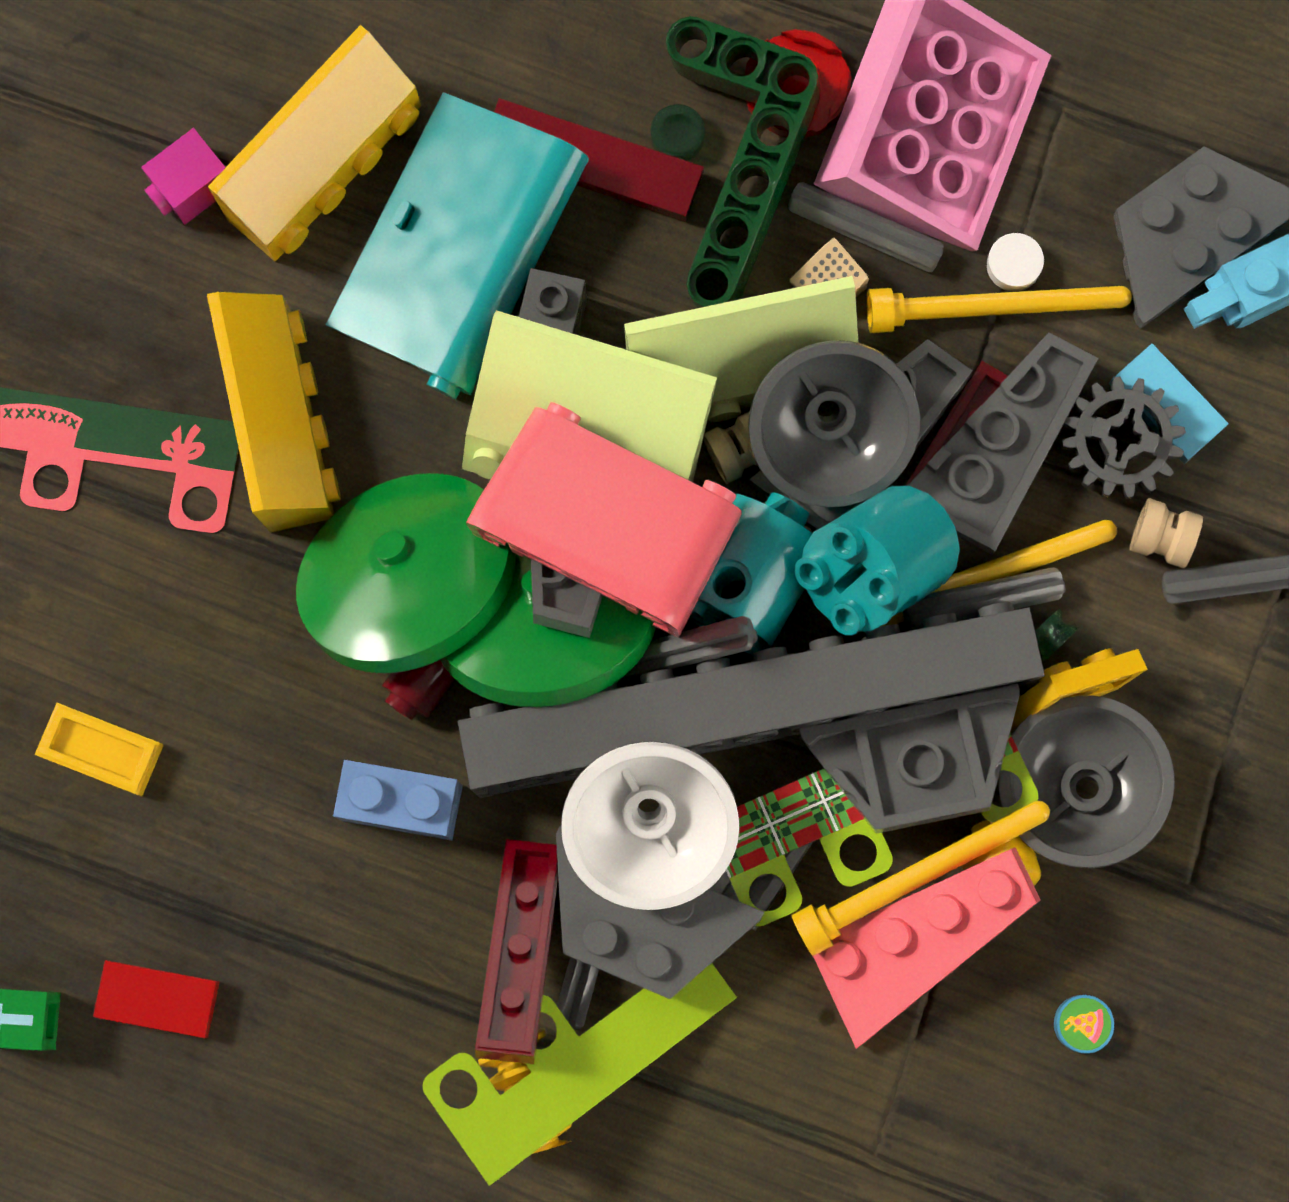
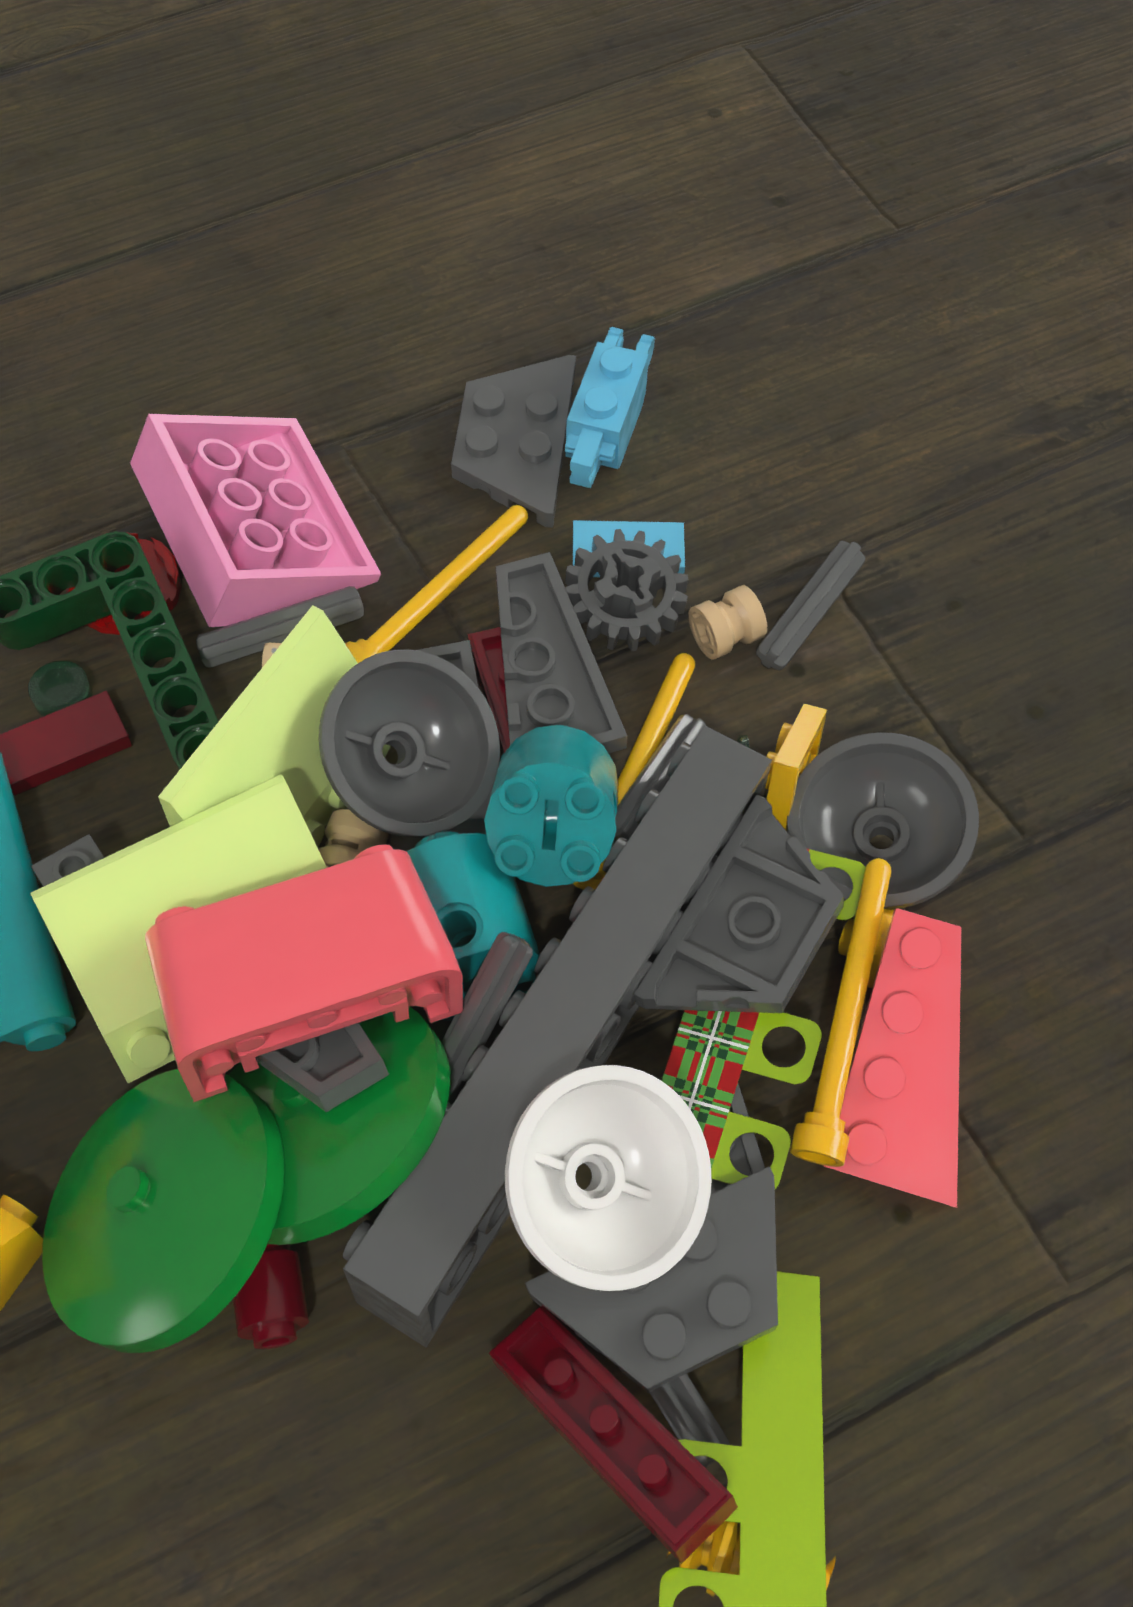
camera: 55 degrees left, 20 degrees down
(398, 800) = (356, 1419): medium blue brick -> none
(1015, 262) = (417, 556): white tile -> none
(1084, 1024) = (1083, 1007): tile -> none

